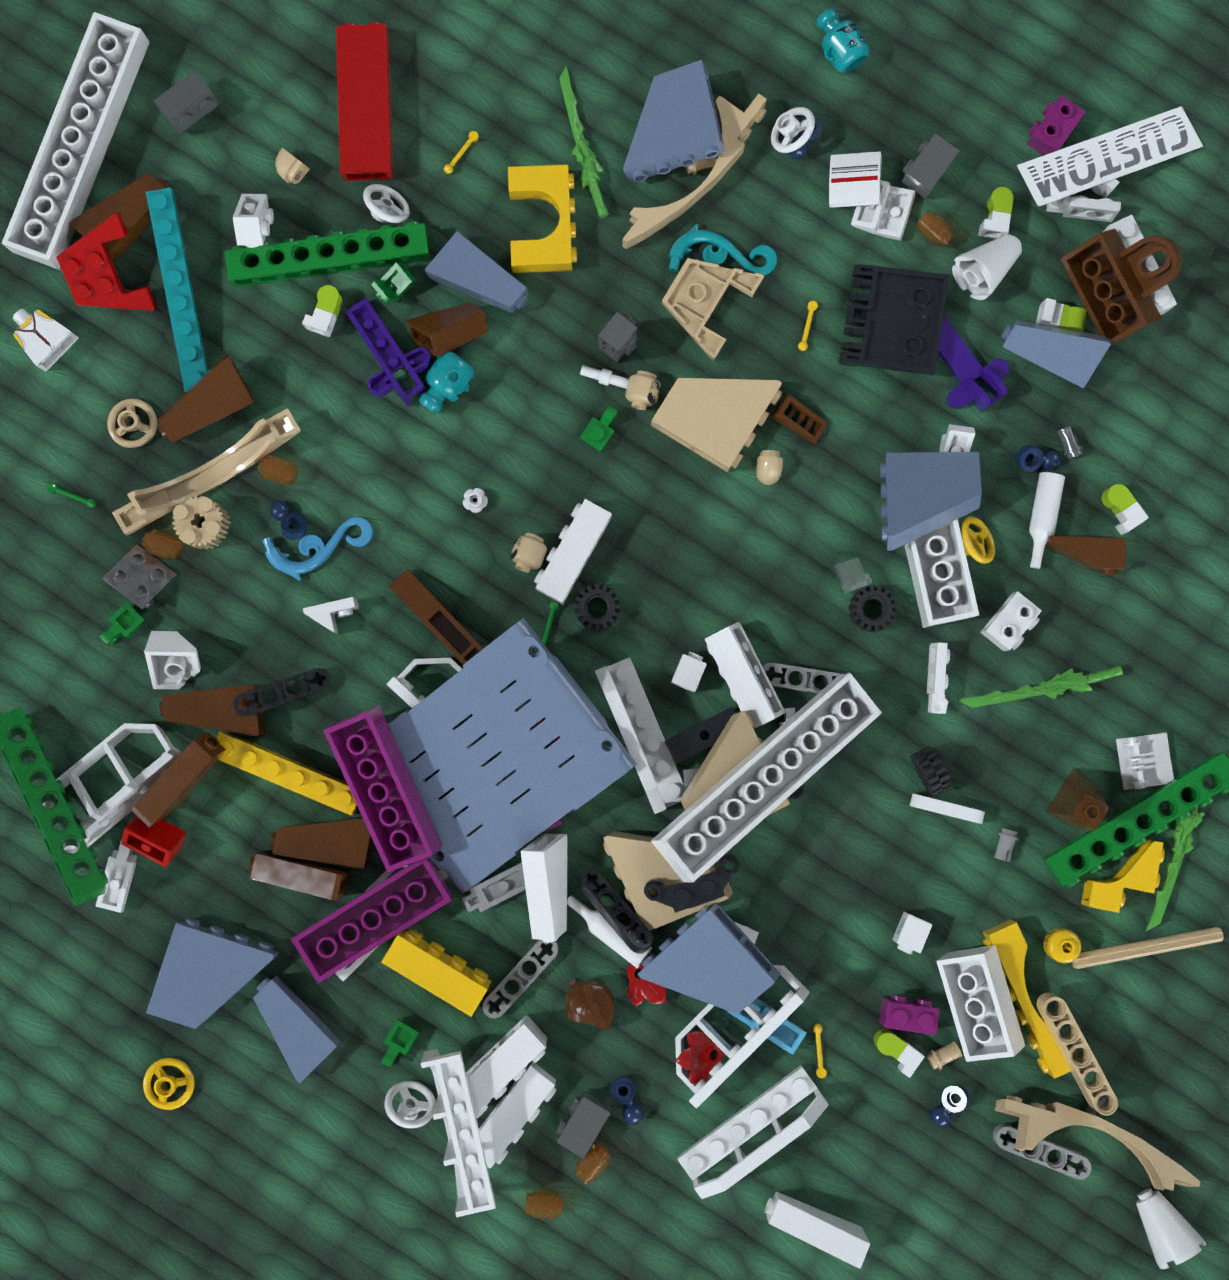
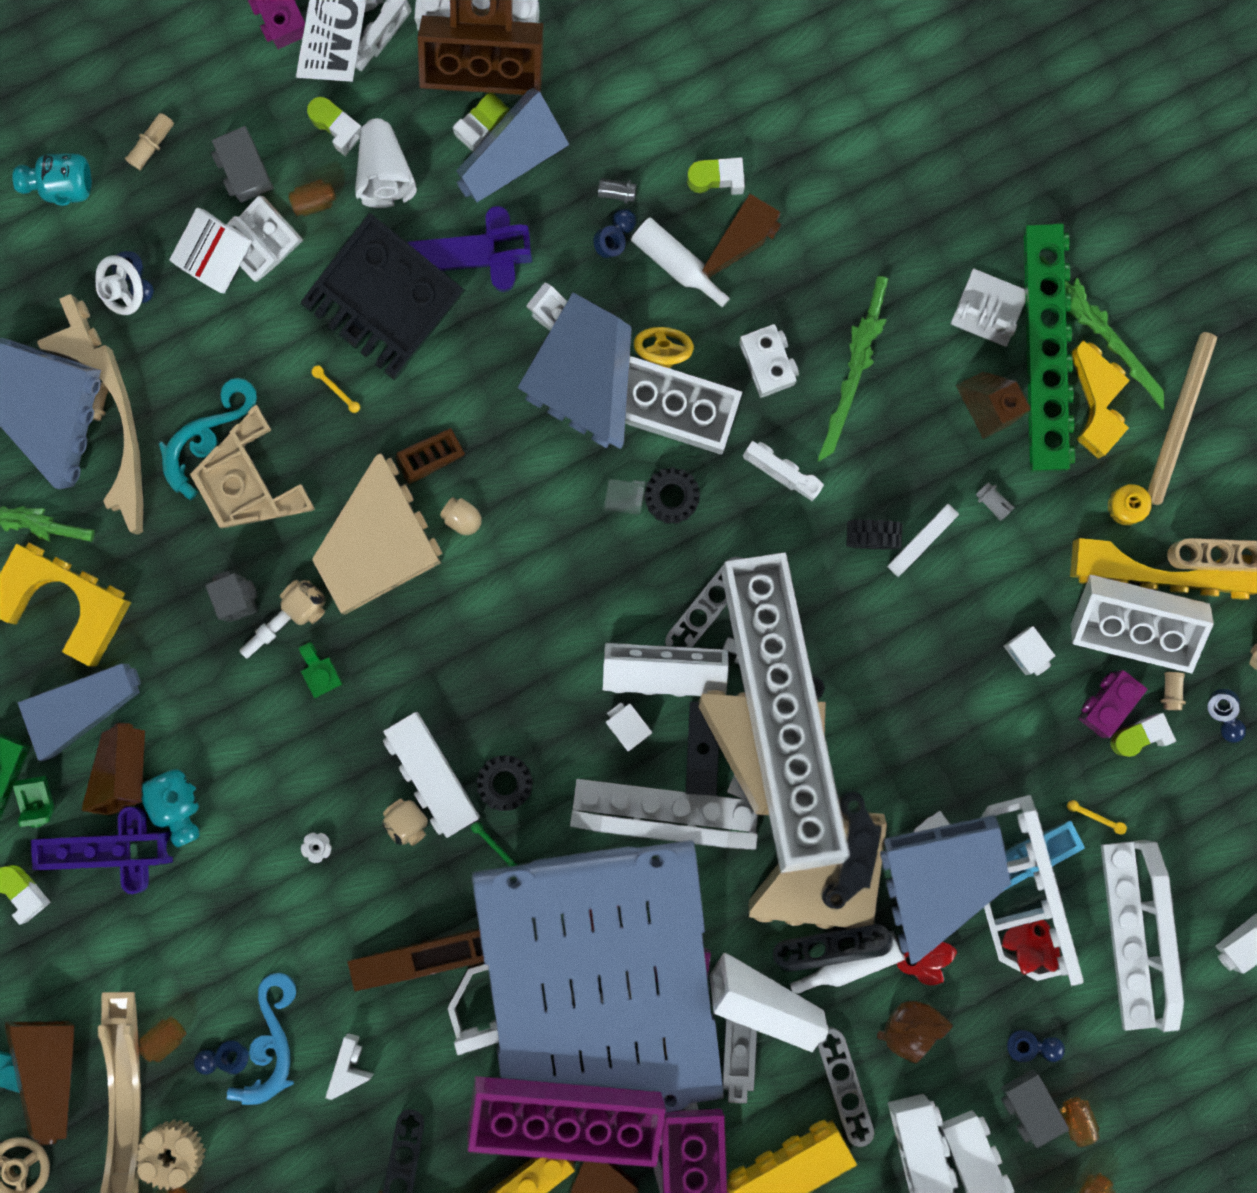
camera: 60 degrees left, 0 degrees up
(906, 92) = (149, 141): none -> tan axle

